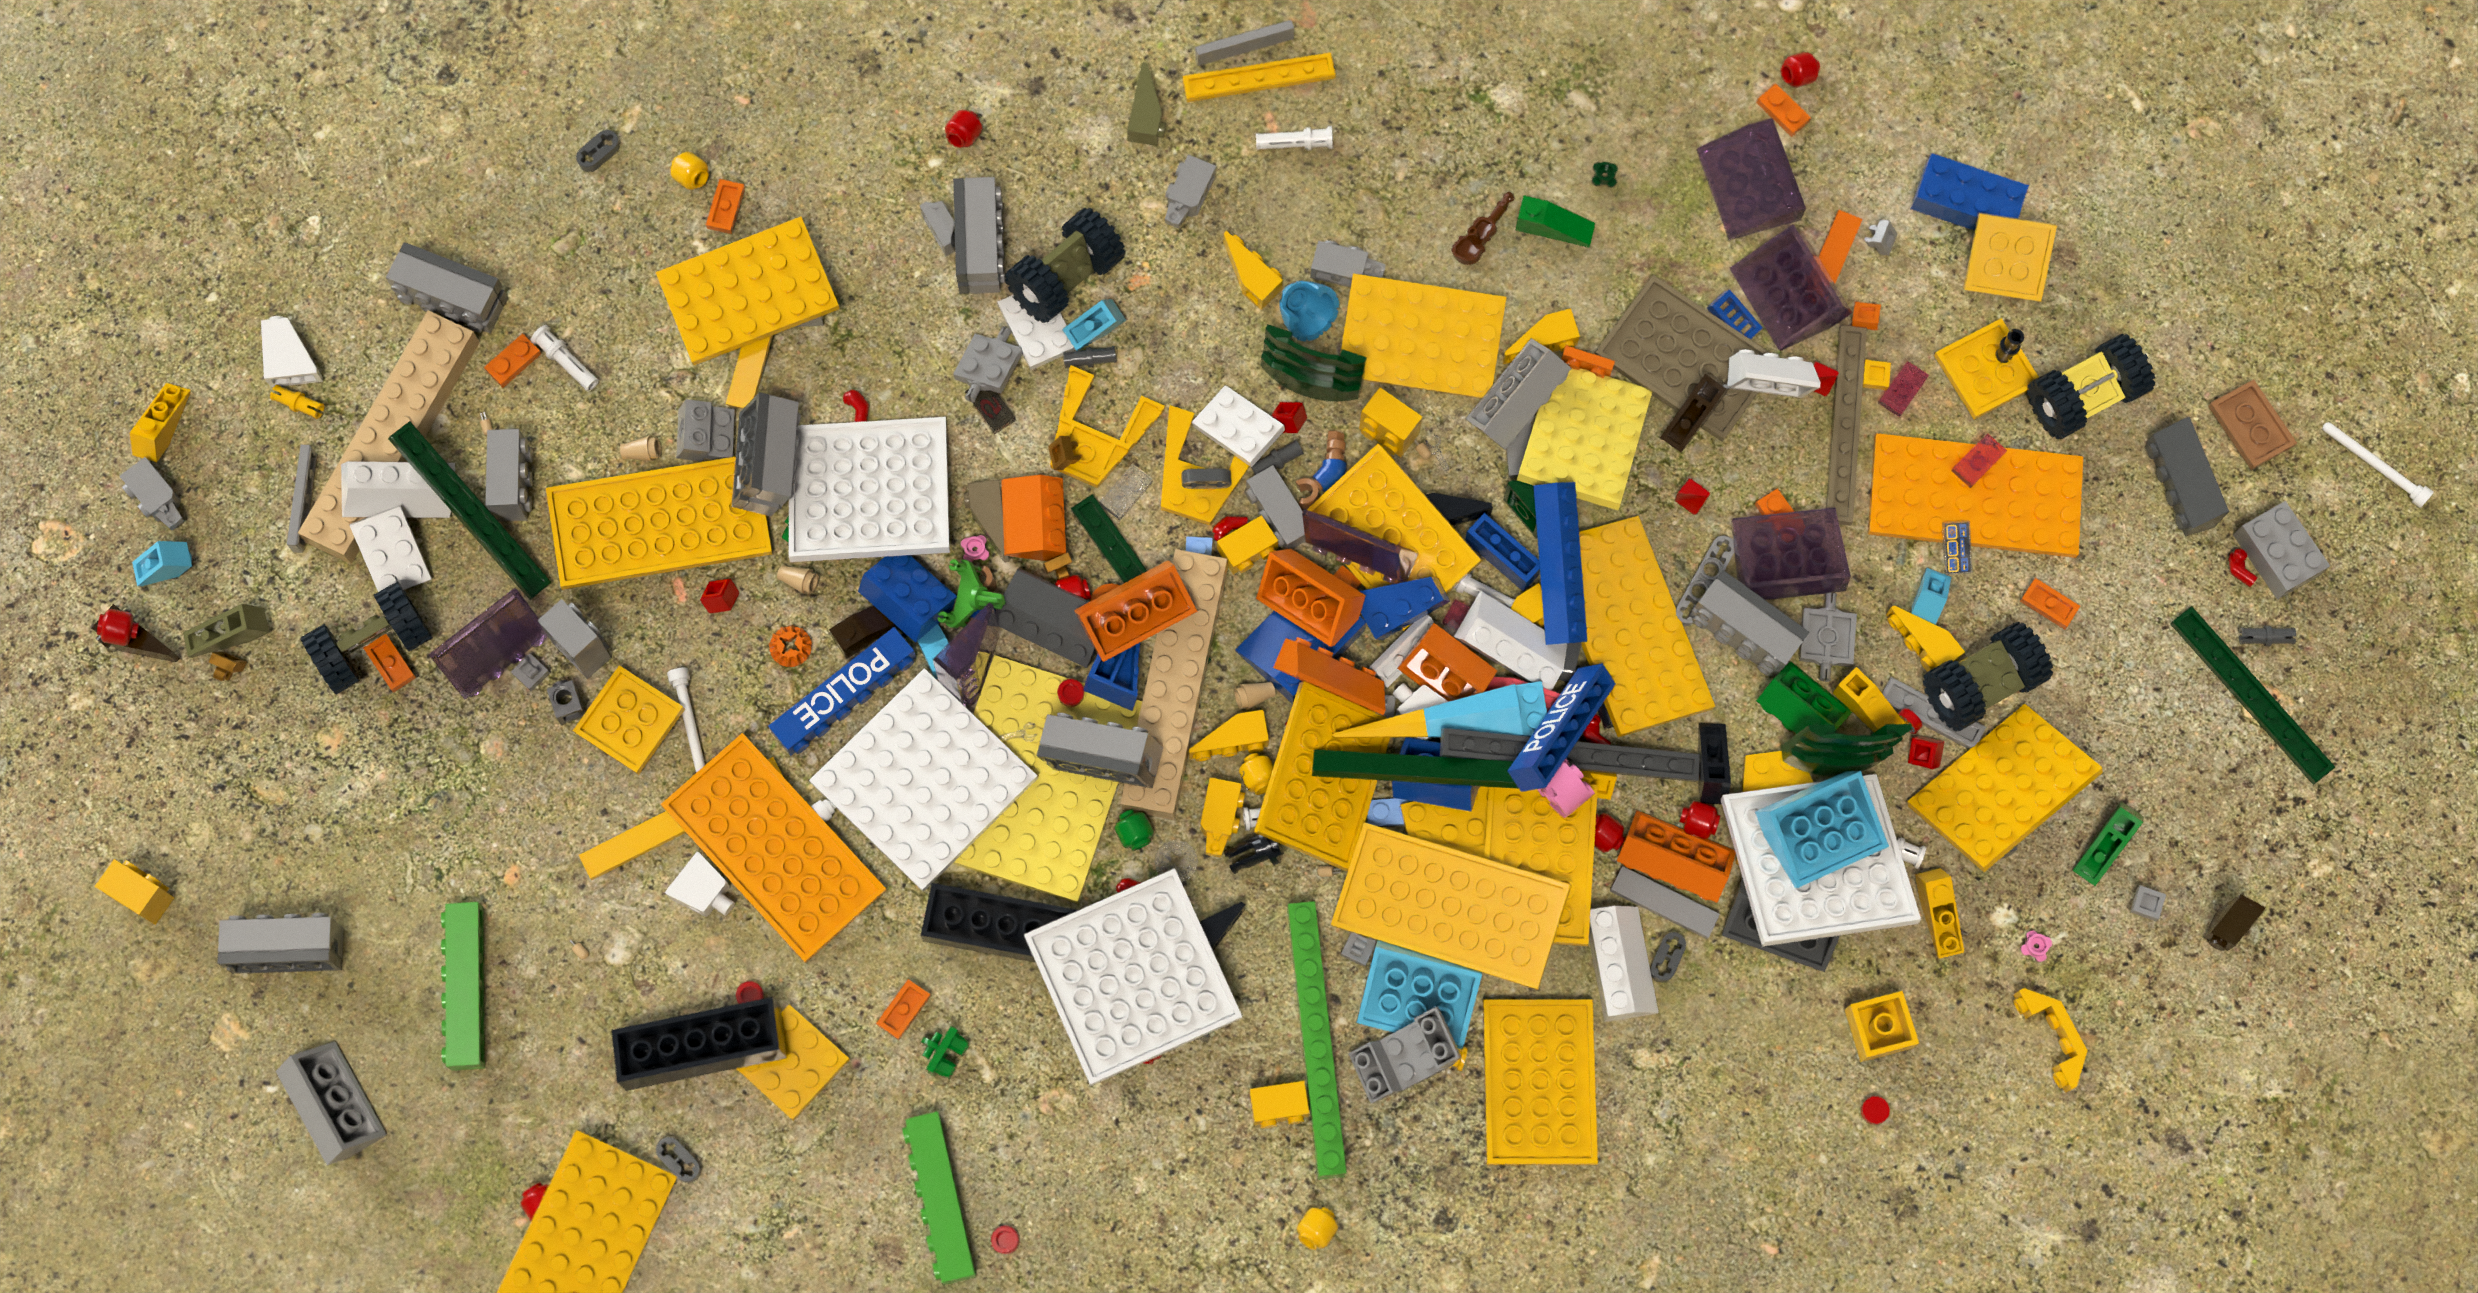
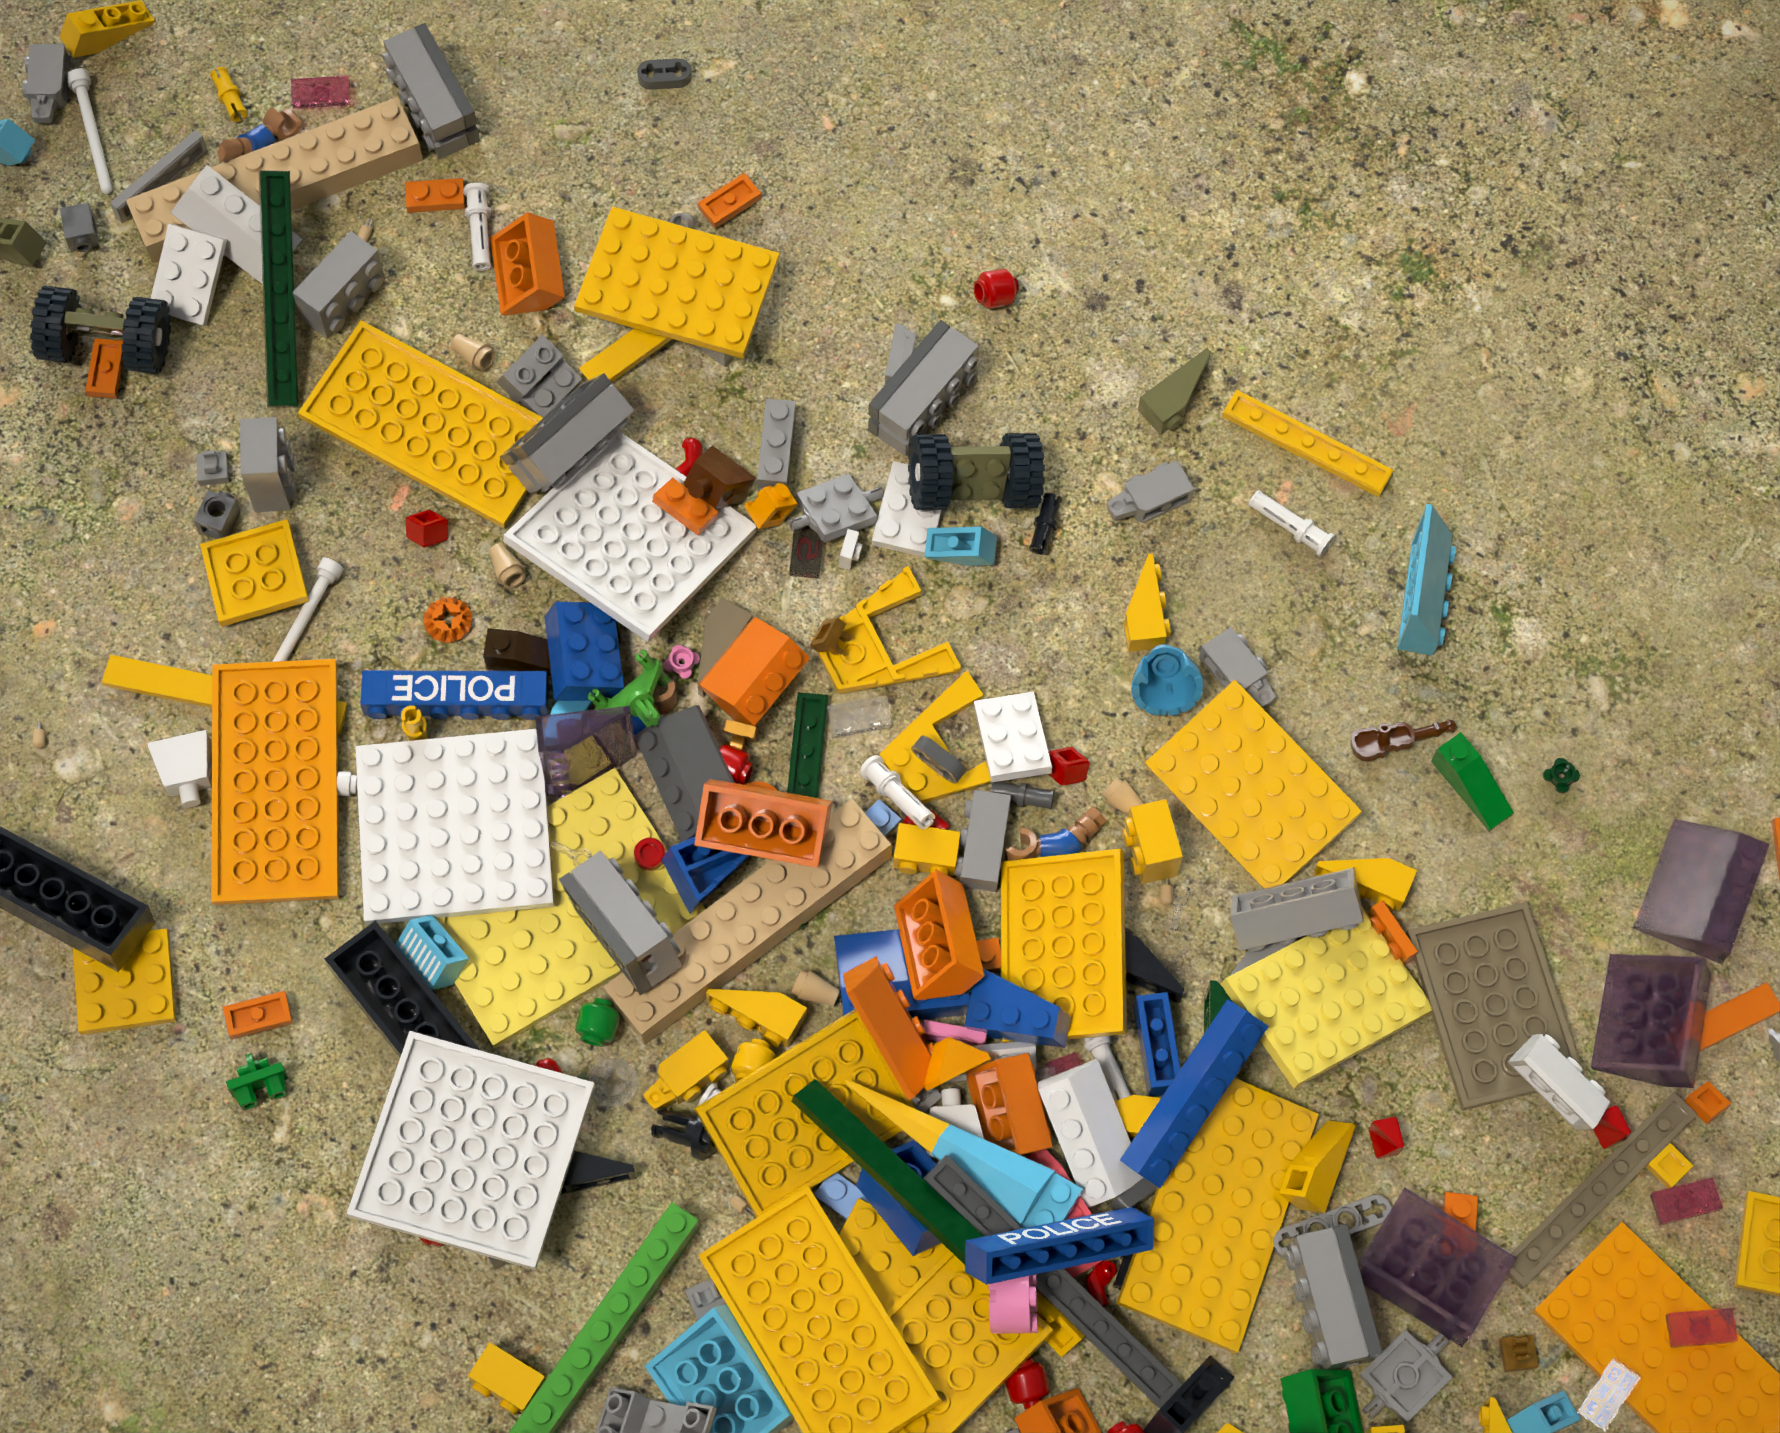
camera: 40 degrees right, 5 degrees down
(179, 477) = (79, 83): none -> white piece
(278, 579) = (79, 227): none -> flat silver brick
(285, 355) = (254, 48): white slope -> none
(351, 414) = (276, 124): none -> medium nougat piece
(363, 349) = (320, 92): none -> clear pink plate
(489, 644) = (189, 411): slope -> none
(625, 360) = (527, 265): none -> orange slope
(689, 170) = (725, 147): yellow head -> none
(706, 241) = (688, 218): none -> light grey hinge
(749, 992) = (144, 891): red tile -> none
(837, 734) = (413, 724): none -> yellow pin
(888, 441) = (689, 511): none -> orange plate
(893, 405) = (718, 479): none -> reddish brown torso
(911, 353) = (776, 443): none -> light grey brick
(940, 1199) = (137, 1209): bright green brick -> none
(944, 396) = (771, 506): none -> light orange brick
(985, 872) = (432, 952): none -> medium azure brick
(1005, 1240) = (162, 1295): tile -> none
(1022, 384) = (851, 550): none -> white plate
(1089, 357) = (932, 572): dark grey pin -> none
(1136, 267) = (1045, 524): none -> black pin
(1186, 521) = (889, 784): none -> white pin
(1244, 42) = (1319, 401): light grey tile -> none
(1310, 371) = (1117, 739): dark green slope -> none
(1343, 409) = (1121, 795): none -> tan cone
(1358, 546) = (1021, 928): slope -> none
(1371, 650) = (938, 1031): none -> bright pink tile
(1388, 668) = (950, 1060): none -> light orange slope
(1418, 115) = (1427, 585): none -> medium azure slope
(1666, 549) = (1316, 1167): none -> yellow slope
(1695, 411) = (1456, 1058): dark brown slope -> none
(1741, 311) = (1586, 992): blue slope -> none
(1881, 567) = (1518, 1353): none -> pearl gold tile

